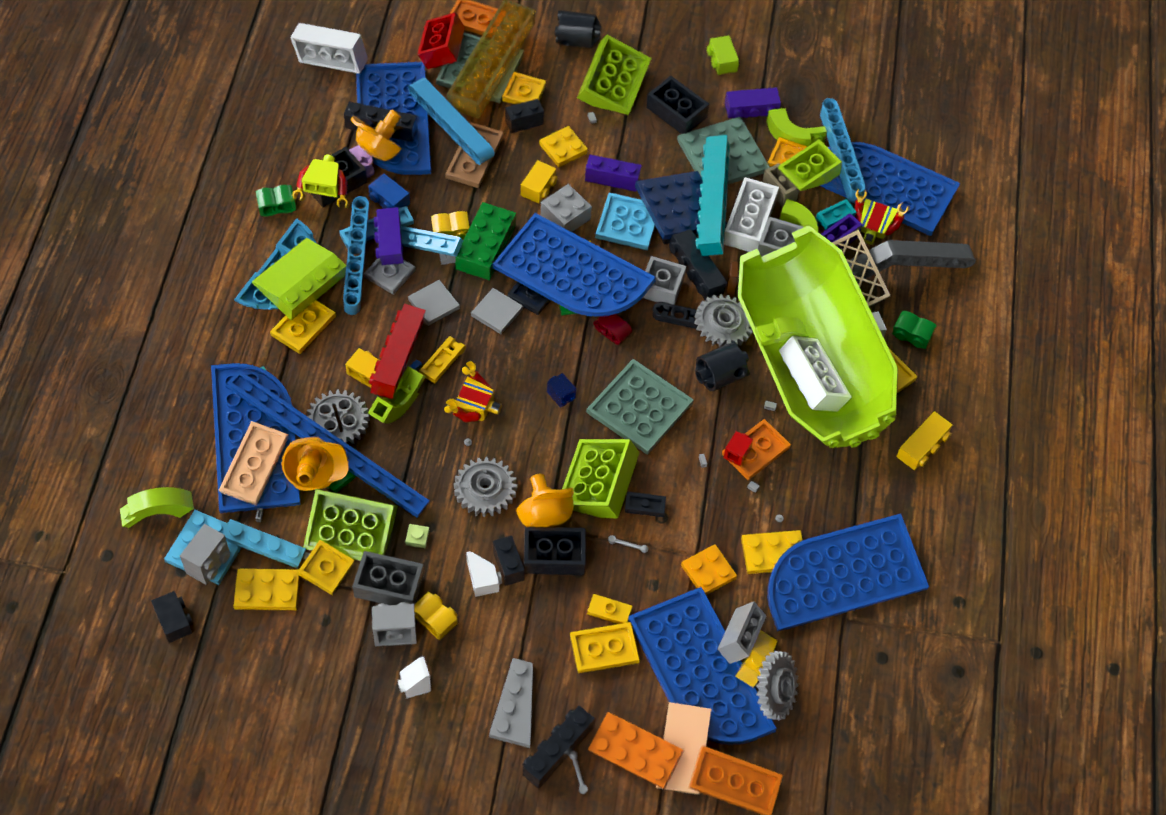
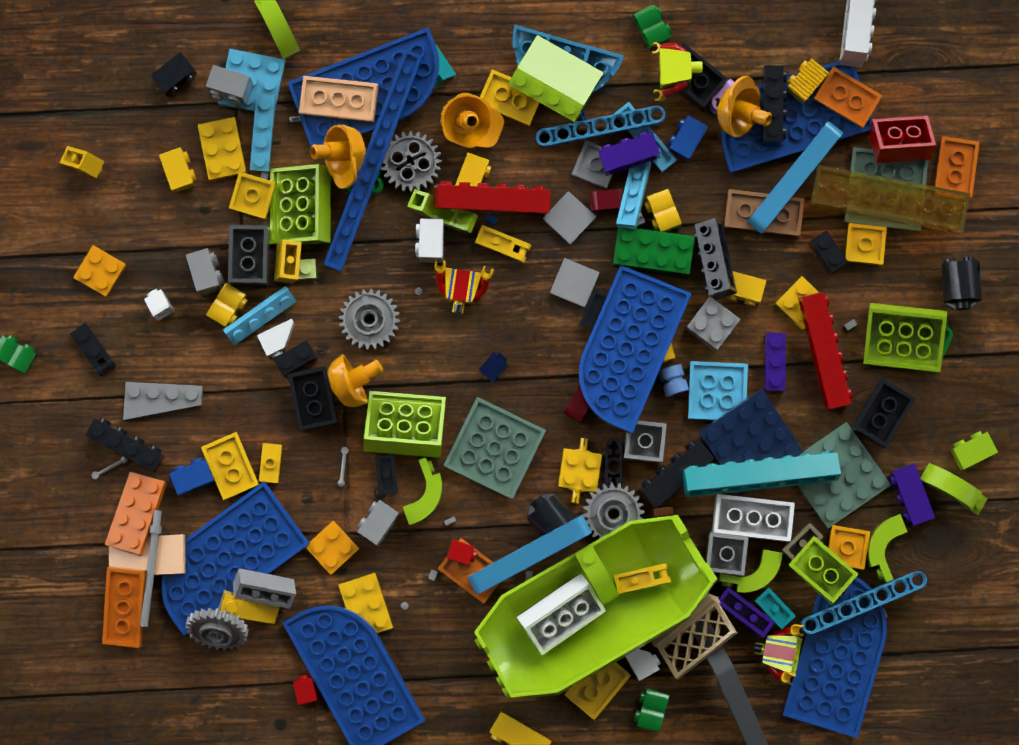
camera: 80 degrees right, 25 degrees up
(234, 729) = (82, 161): none -> yellow slope
(275, 634) = (177, 170): none -> yellow brick
(315, 355) = (471, 121): none -> light orange piece
(360, 738) = (99, 271): none -> light orange plate
(367, 92) = (806, 81): none -> yellow brick
(391, 71) = (847, 97): none -> orange plate
(405, 544) = (287, 261): none -> yellow brick
(423, 412) = (430, 240): none -> white brick
(427, 267) = (606, 200): none -> dark red beam
(444, 762) = (92, 349): none -> black plate
(456, 591) = (259, 315): none -> medium azure plate
(508, 191) = (715, 259): none -> black brick
(608, 686) = (192, 476): none -> blue brick
(611, 133) = (824, 350): none -> red brick
(615, 246) = (673, 380): none -> medium blue wheel
(658, 728) = (155, 530): none -> light grey bar
(675, 468) = (429, 501): none -> lime arch
(676, 342) = (579, 470): none -> yellow plate
(694, 515) = (378, 522): none -> light grey brick
(751, 70) = (954, 487): none -> lime arch
(754, 385) = (529, 554): none -> dark azure beam
(790, 304) = (641, 578): none -> yellow plate
(852, 622) = (305, 690): none -> red brick

